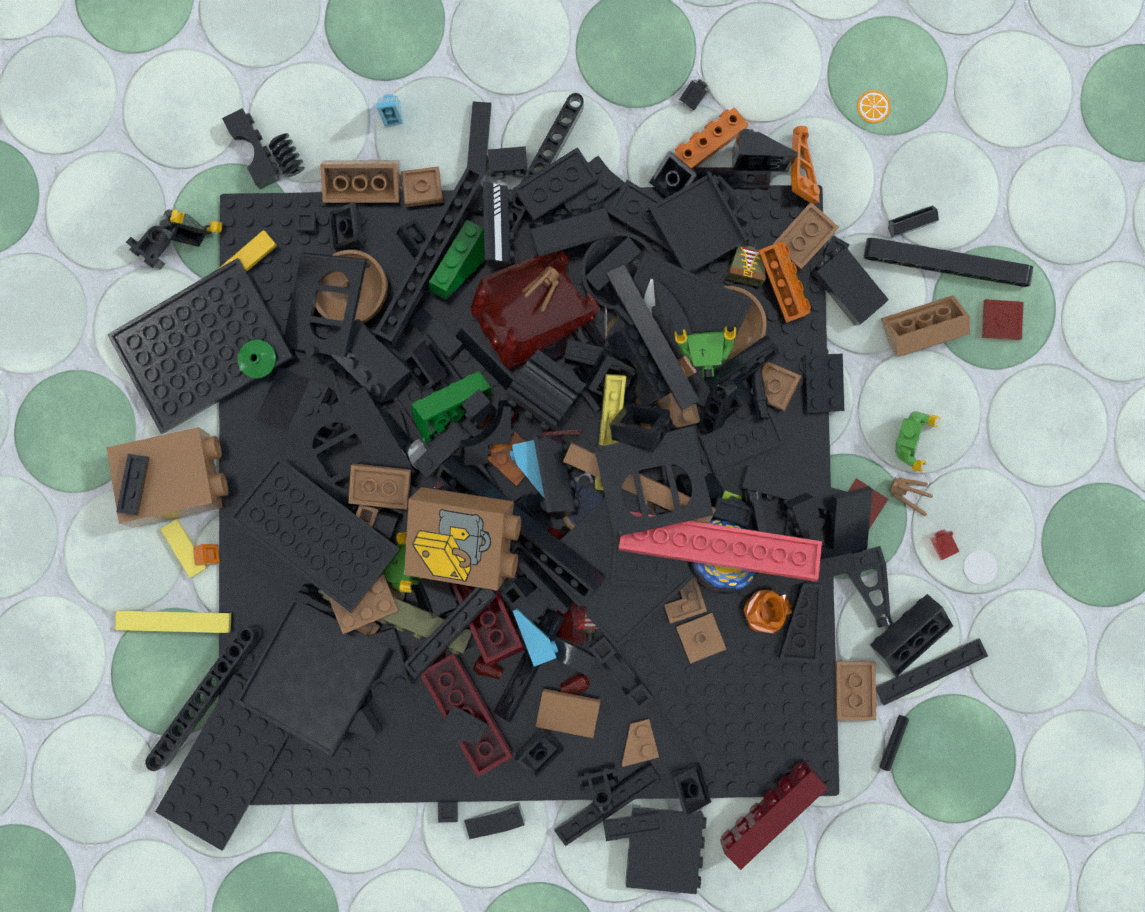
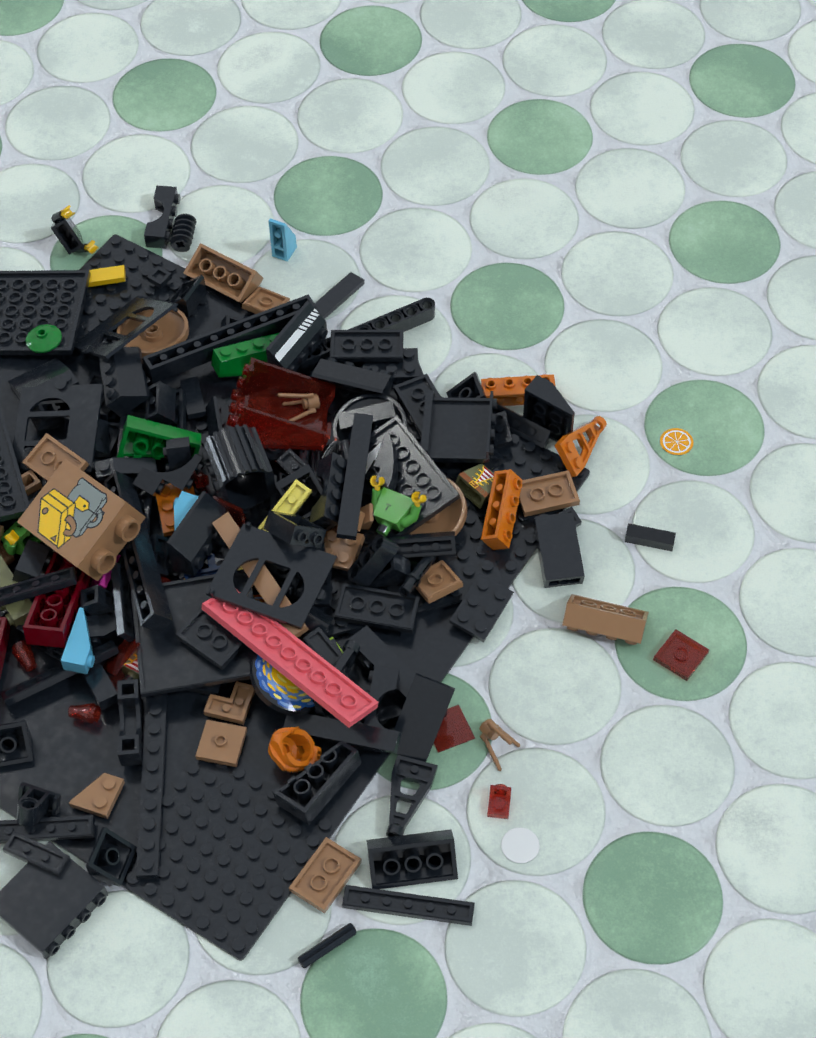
camera: 35 degrees right, 30 degrees down
(149, 247) = (36, 236): black pin -> none
(507, 162) = (343, 318): black brick -> none
(568, 713) = (60, 730): medium nougat tile -> none
(694, 93) = (529, 353): black bracket -> none
(772, 814) = (164, 922): dark red brick -> none
(910, 436) = (527, 691): bright green torso -> none
(948, 262) = (661, 583): black beam -> none

